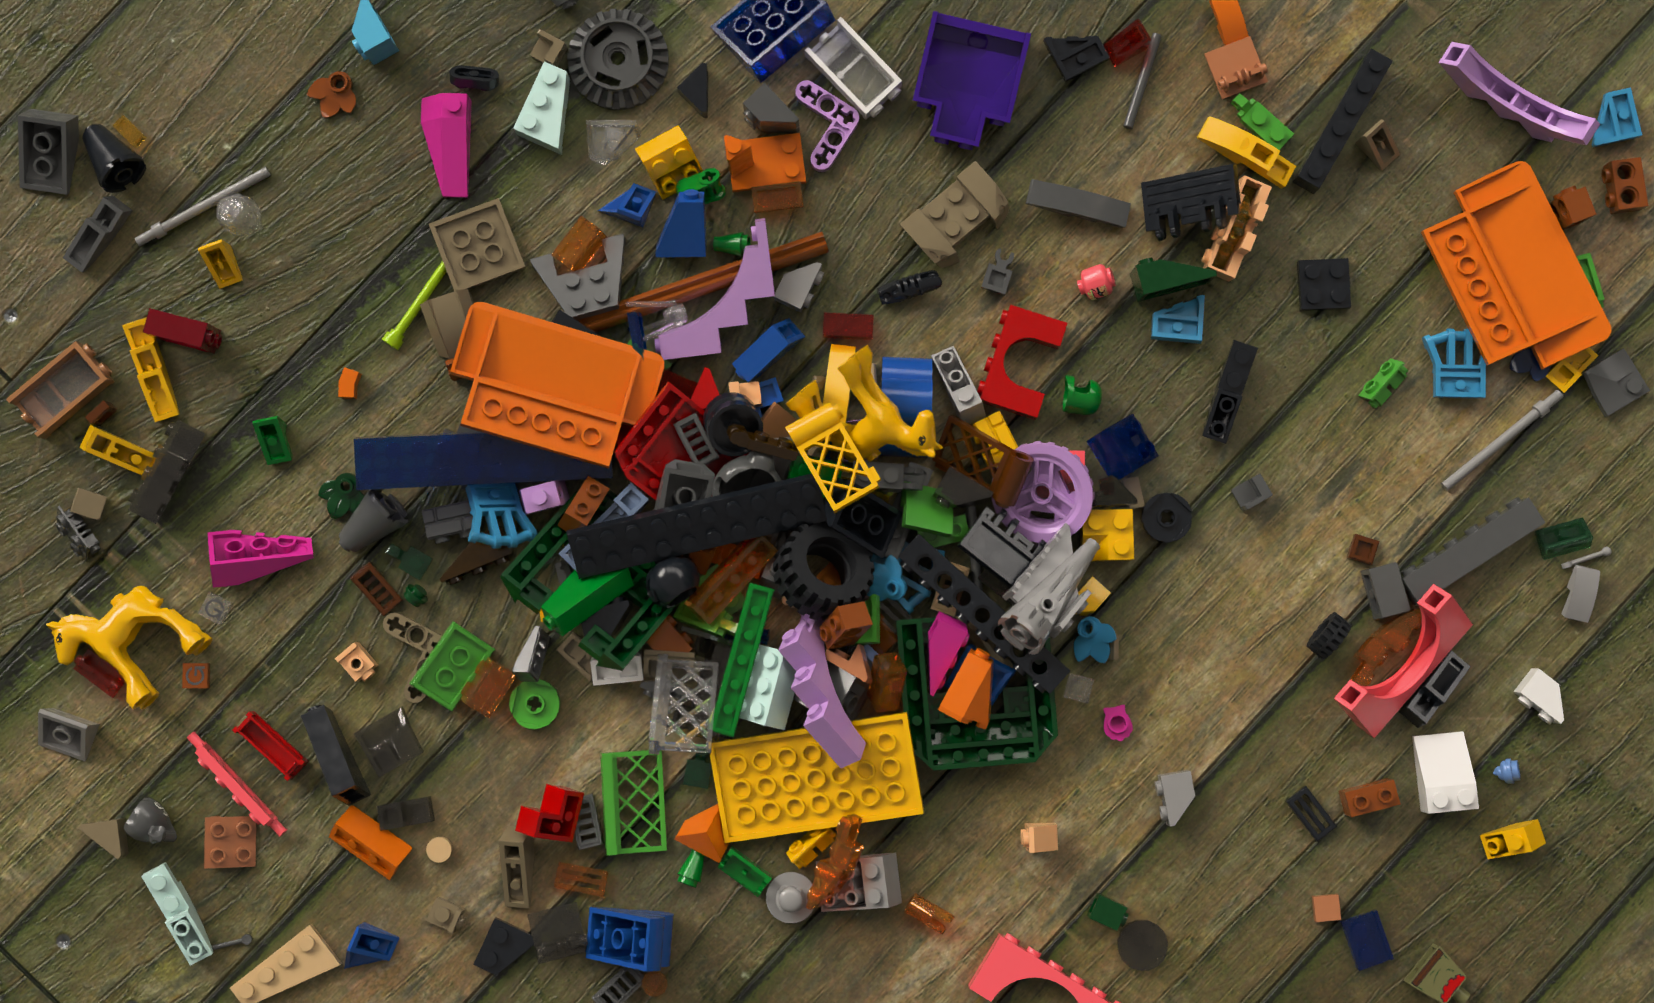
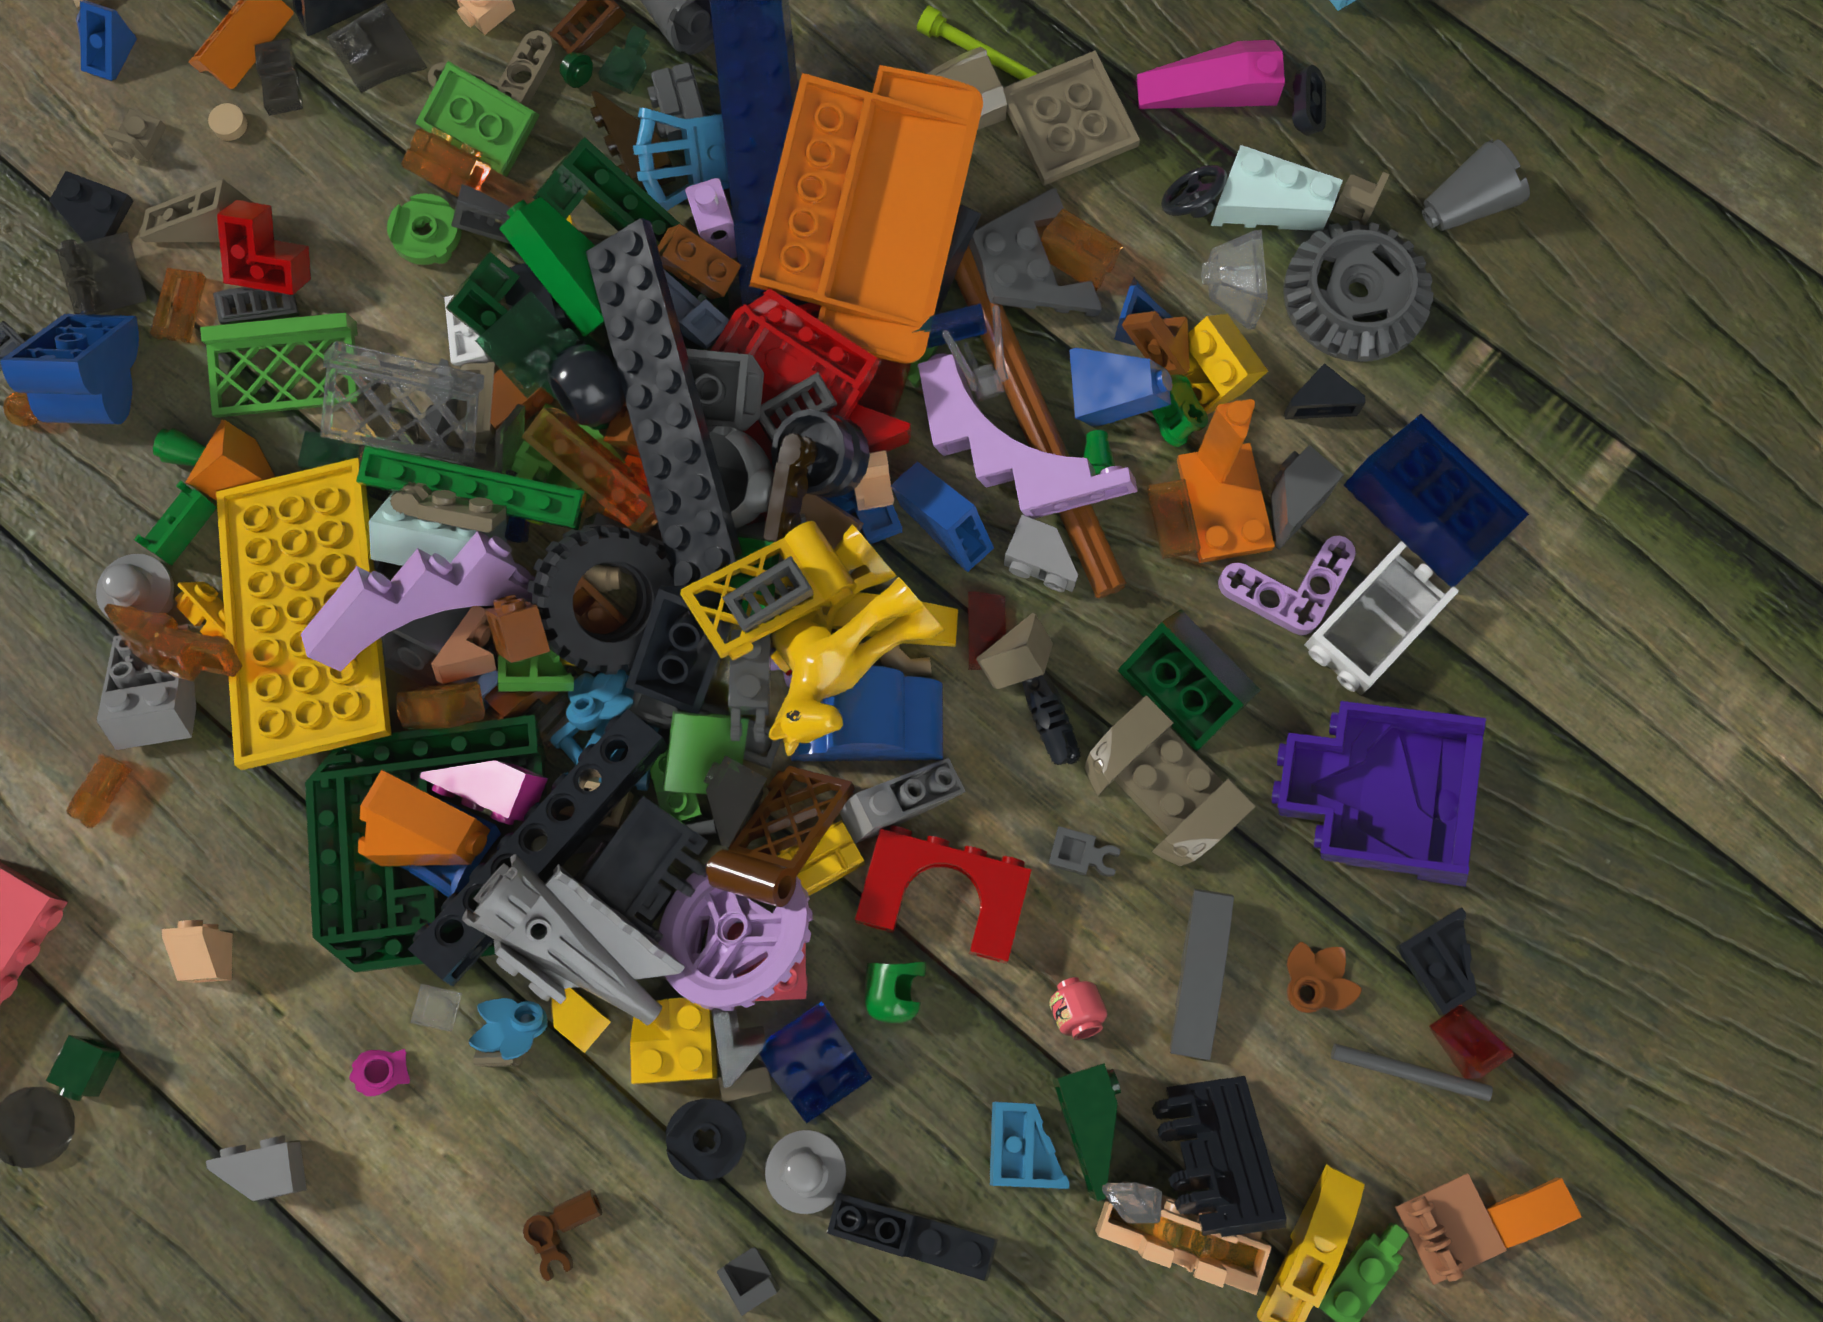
camera: 85 degrees right, 10 degrees down
(545, 163) = (1197, 197): none -> black piece
(645, 618) = (526, 343): none -> clear green hinge
(655, 194) = (1161, 339): none -> dark orange slope
(759, 672) = (447, 508): none -> dark tan hinge
(828, 437) = (773, 575): none -> dark grey slope
(867, 304) = (1018, 654): none -> dark tan slope
(888, 195) = (1189, 679): none -> dark green slope
(1081, 128) = (1323, 975): none -> dark orange plate
(1188, 456) = (805, 1171): none -> light grey plate
(1216, 618) = (542, 1229): none -> reddish brown bar
(1218, 253) = (1135, 1201): none -> clear slope

